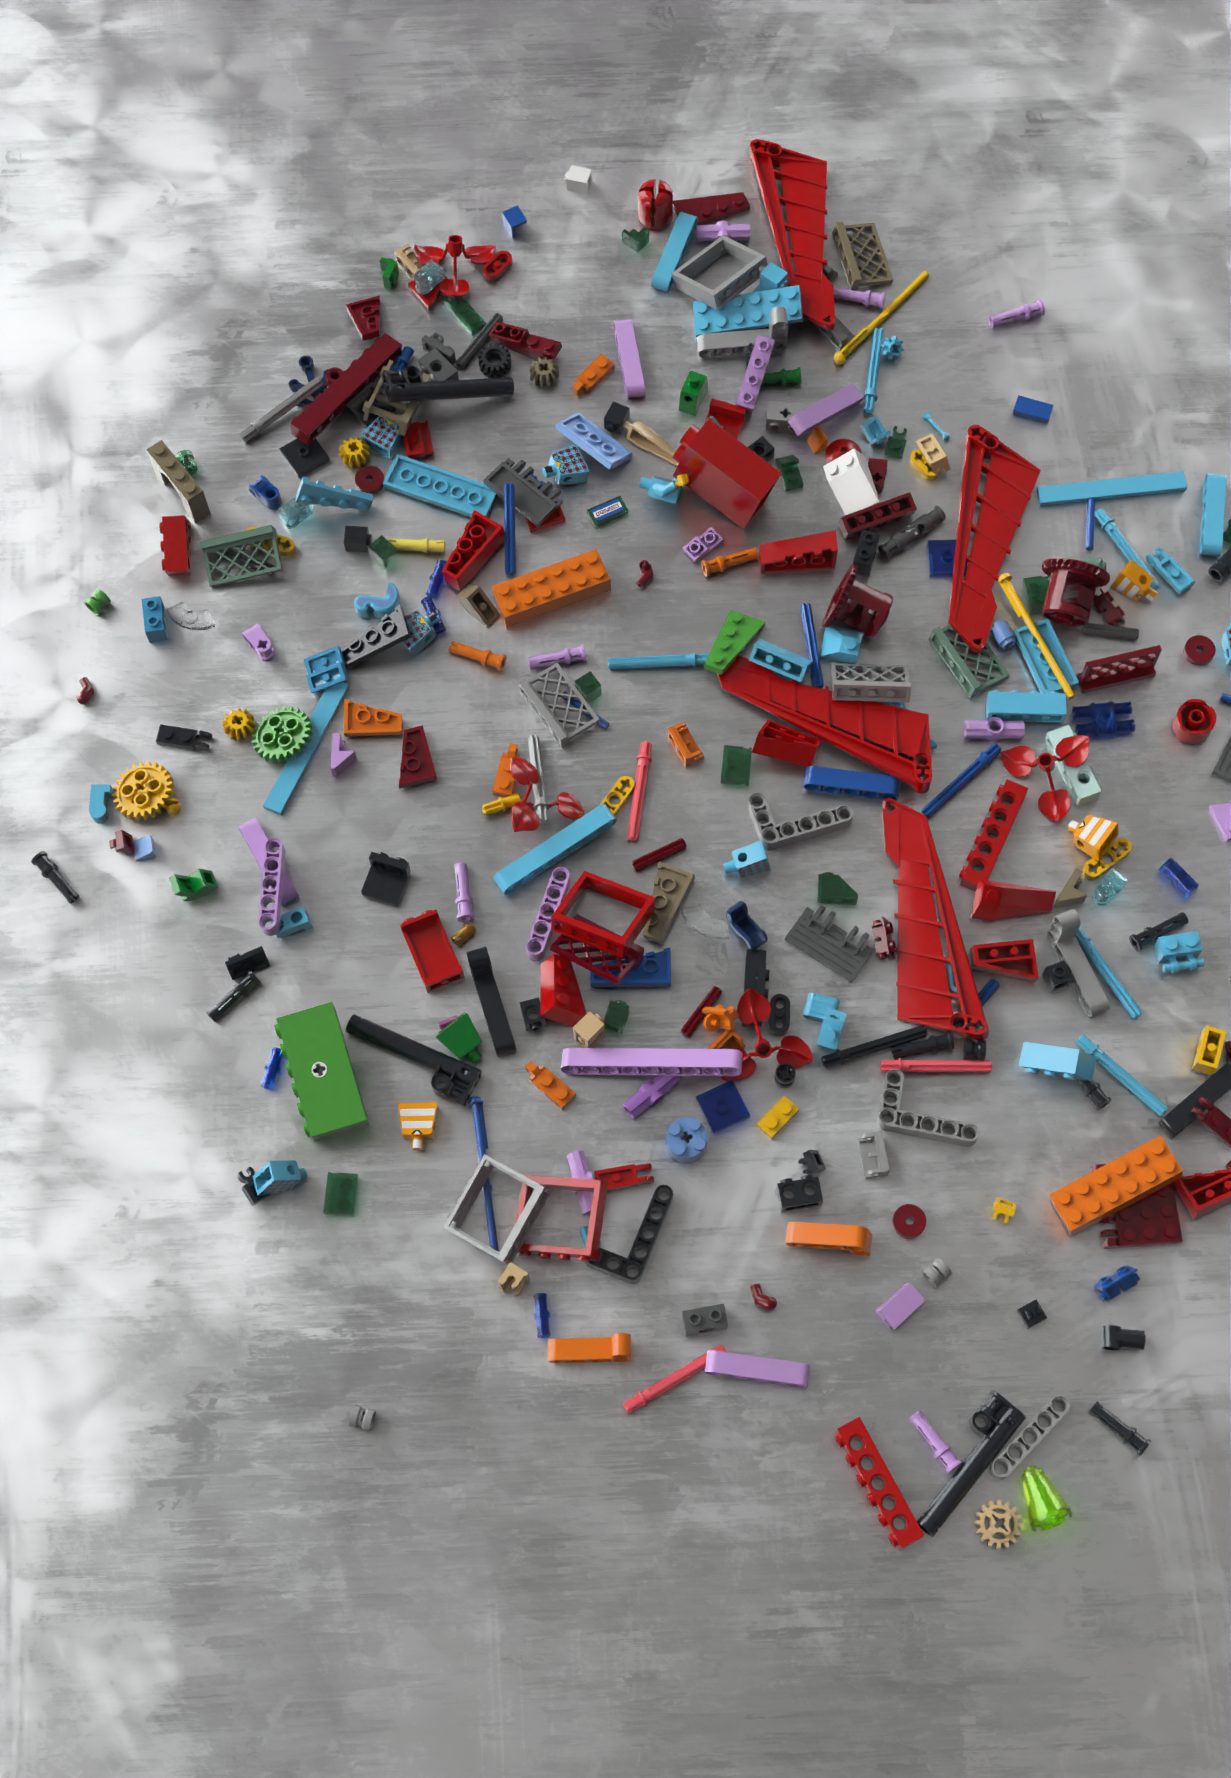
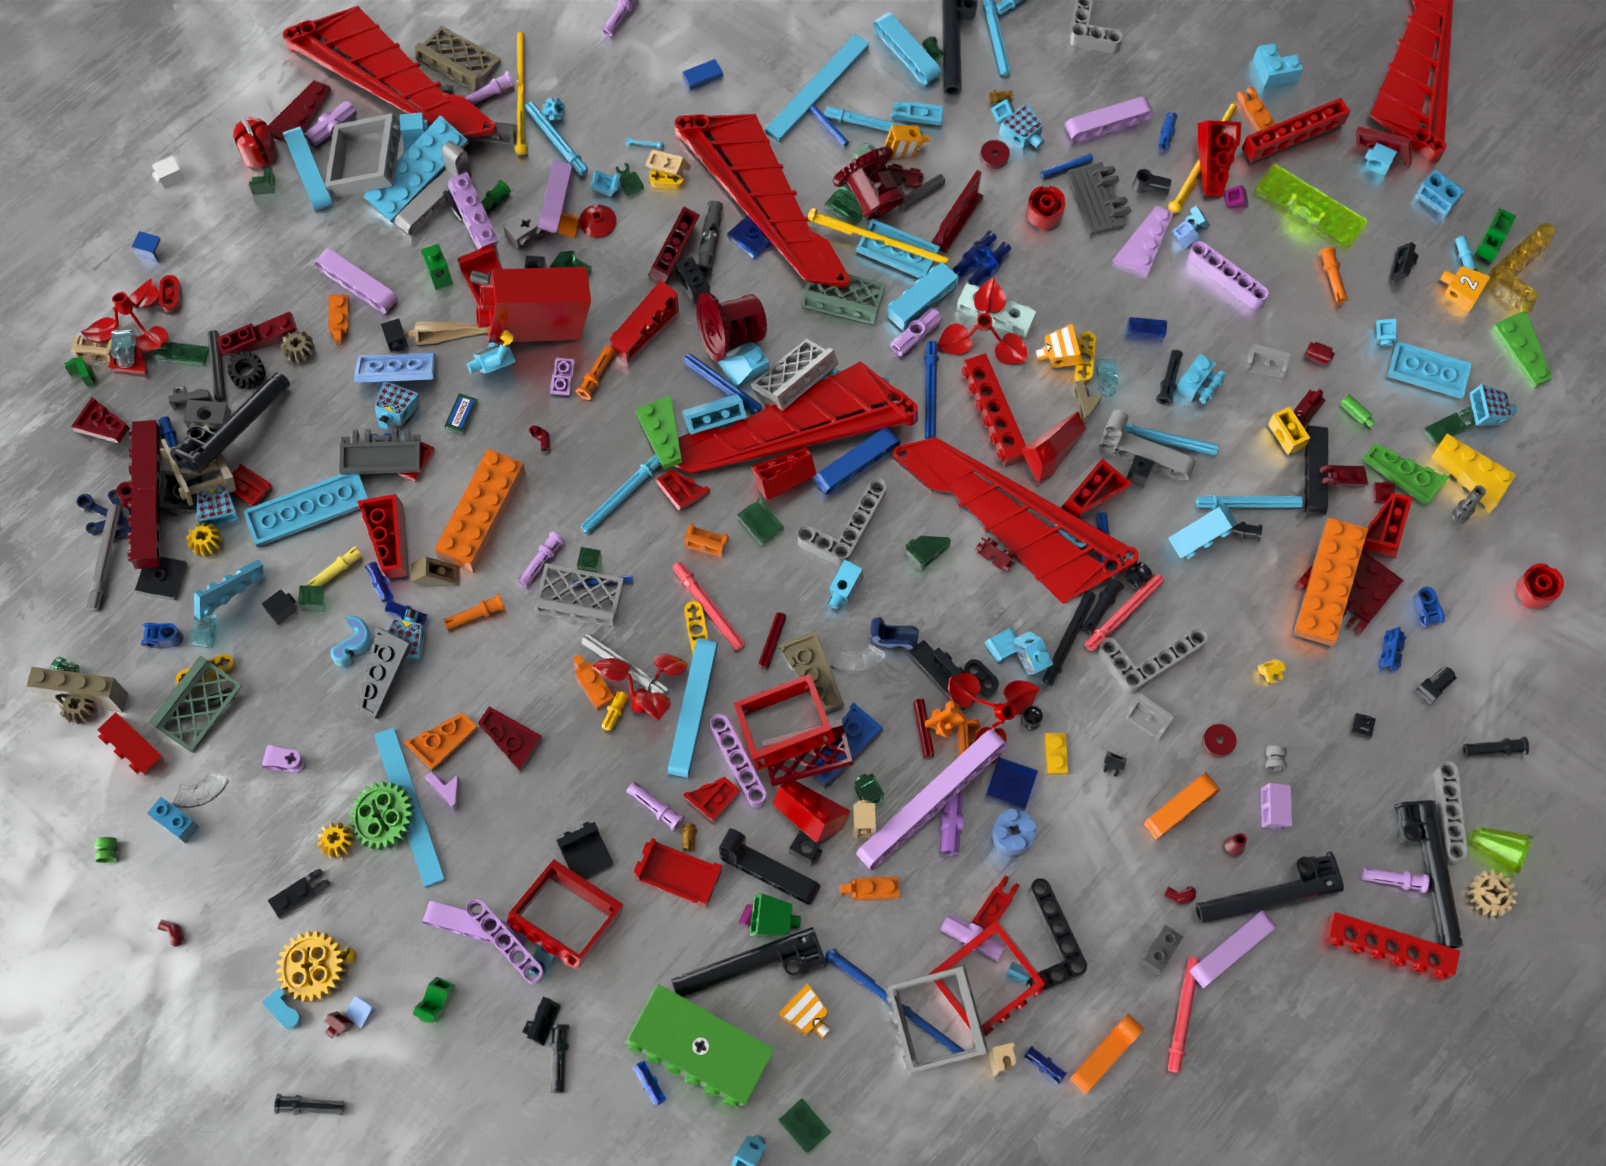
camera: 50 degrees left, 0 degrees up
(167, 495) = (75, 714): none -> dark tan gear
(325, 669) = (363, 732): dark azure slope -> none
(349, 871) = (581, 888): none -> red window
(366, 473) = (241, 559): dark red piece -> none
(506, 923) = (713, 797): none -> red wing
(509, 519) = (400, 491): blue axle -> none
(704, 694) = (681, 489): none -> red wing
(801, 1199) = (1131, 795): black brick -> none
(828, 945) = (961, 595): dark grey hinge -> none
(839, 1307) = (1233, 846): none -> dark red cone
(852, 482) = (631, 236): white slope -> none
(872, 1386) = (1320, 880): none -> black piece
(878, 471) = (639, 215): dark red piece -> none
(1003, 634) = (852, 256): medium blue brick -> none
(1178, 1282) = (1430, 610): none -> blue piece

